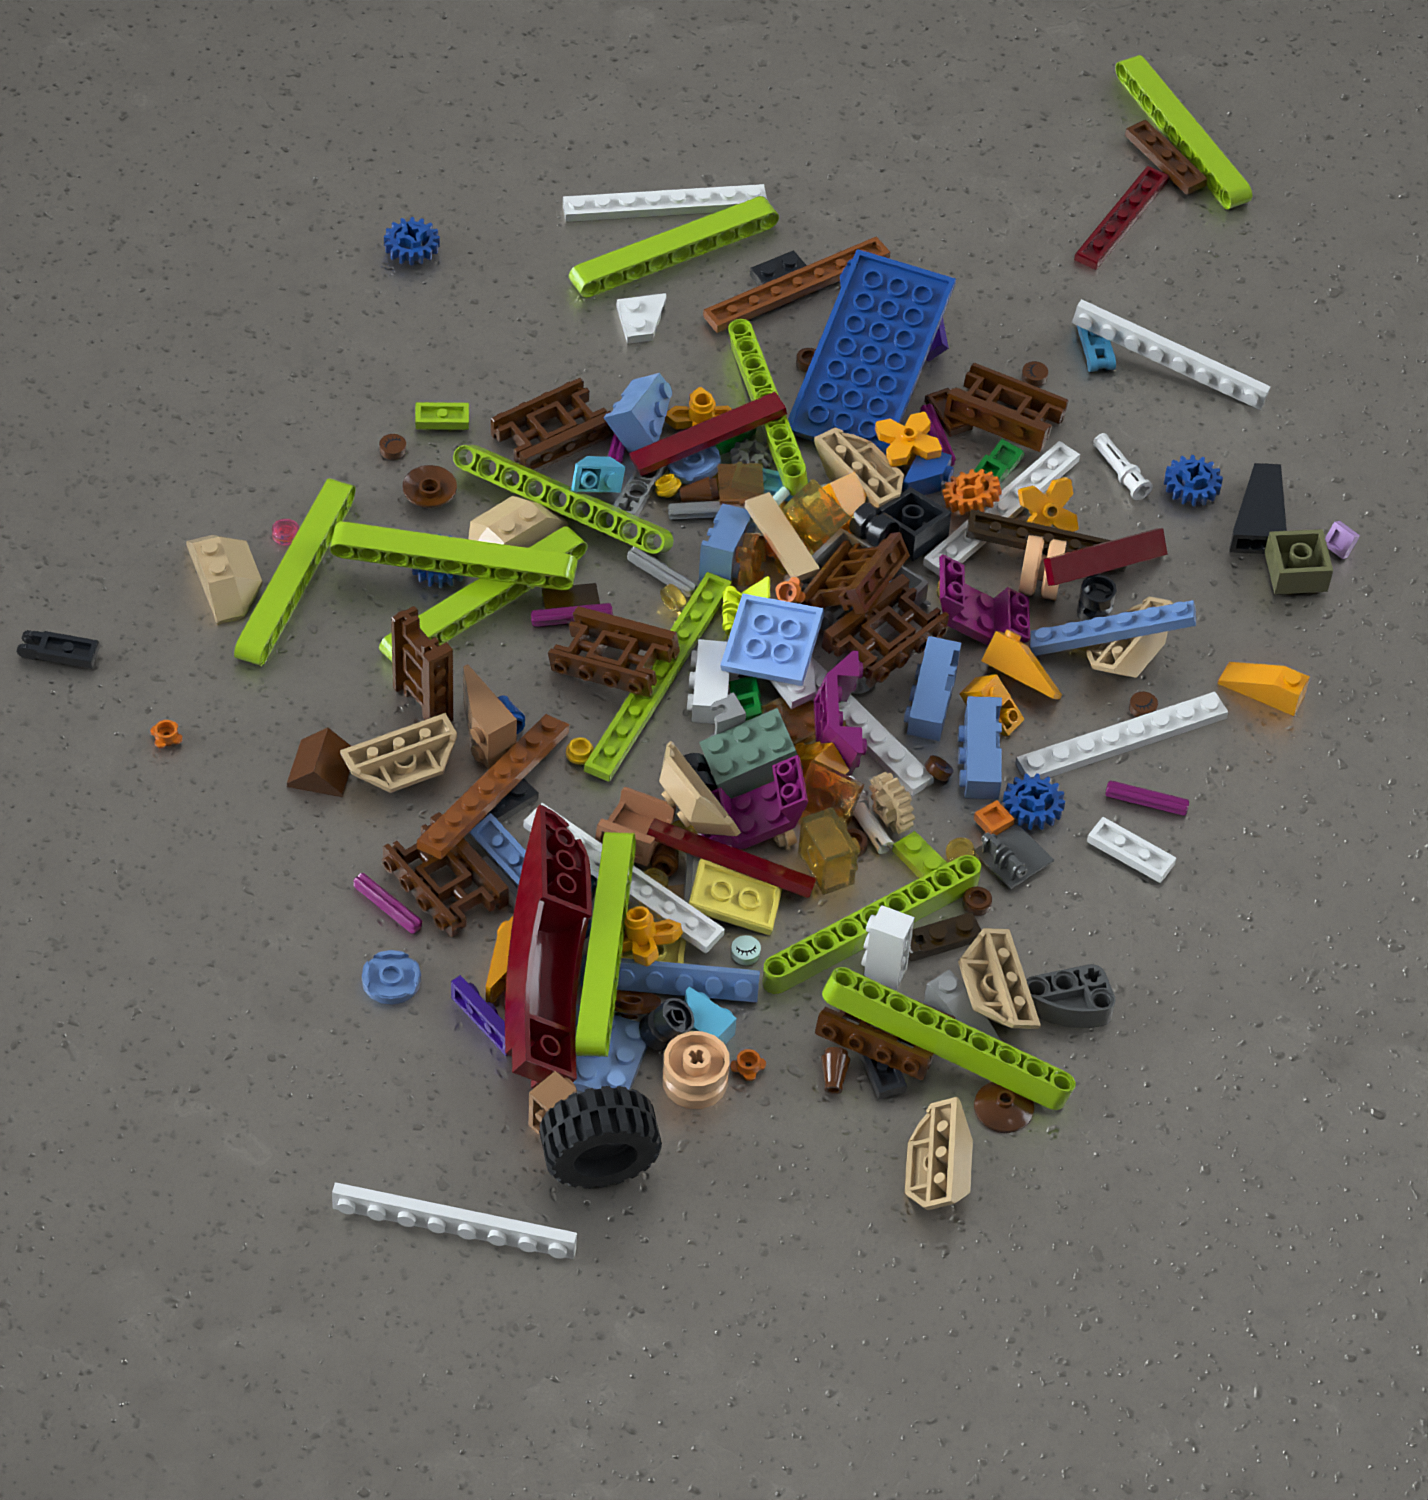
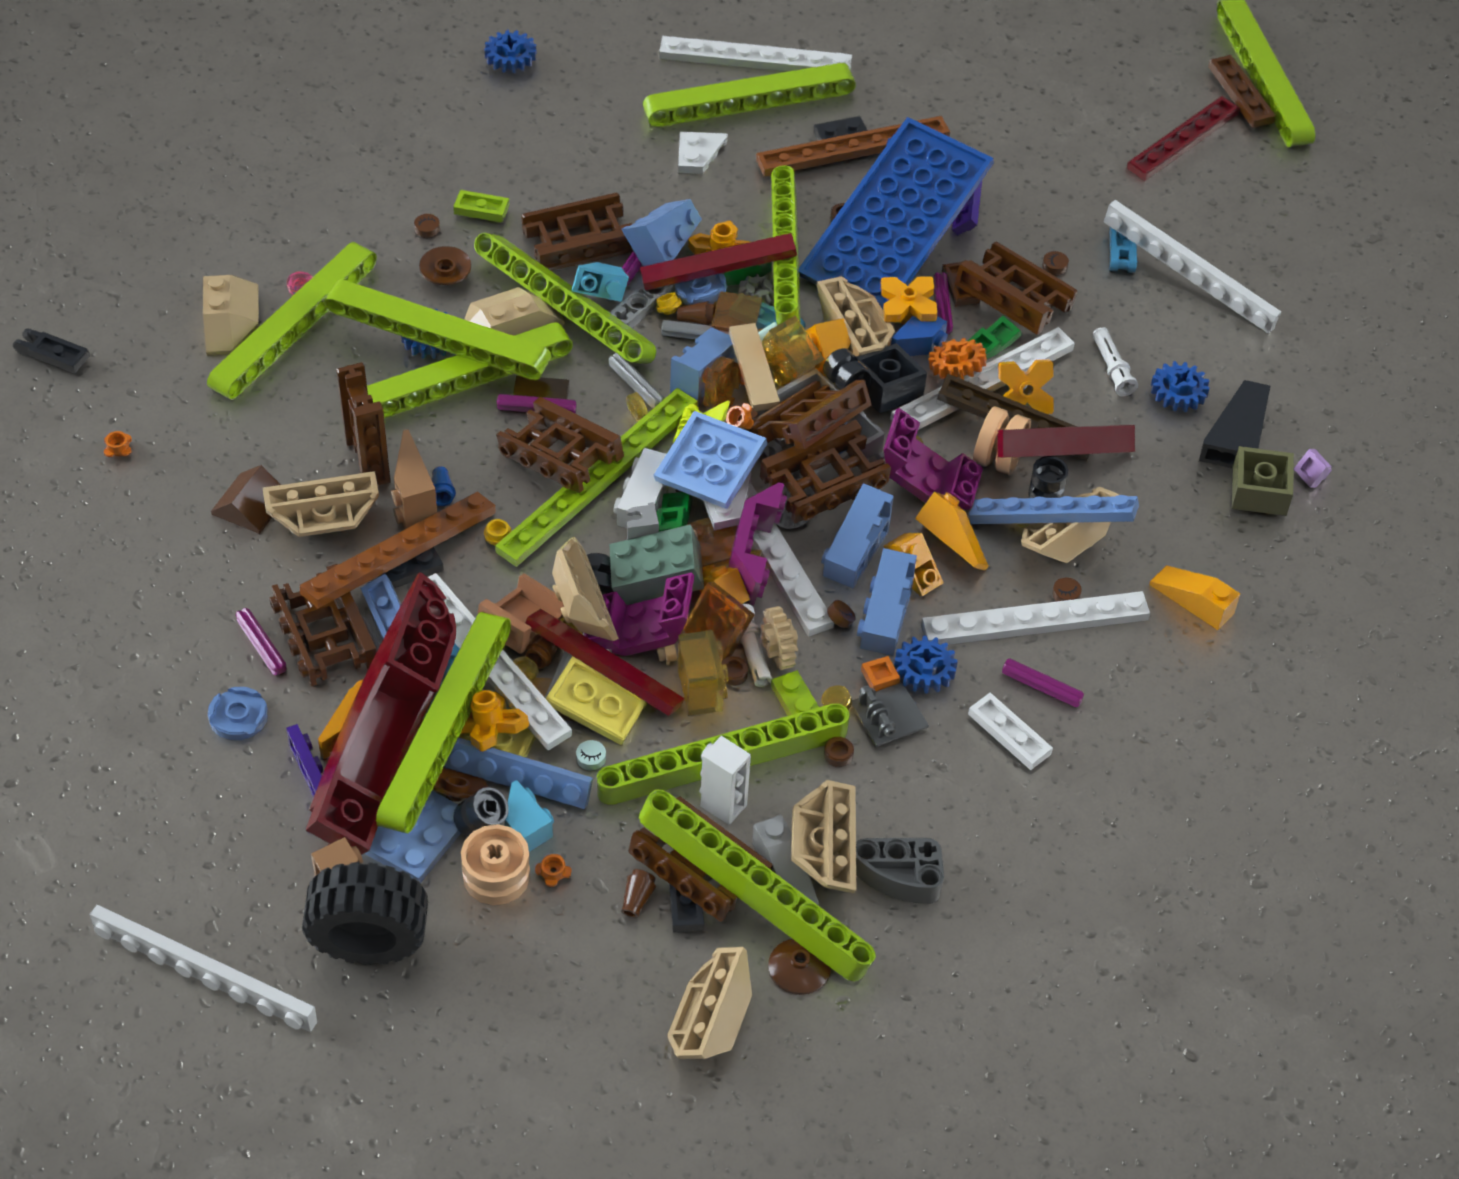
camera: 15 degrees right, 0 degrees up
(943, 936) = (787, 779): dark brown plate -> none

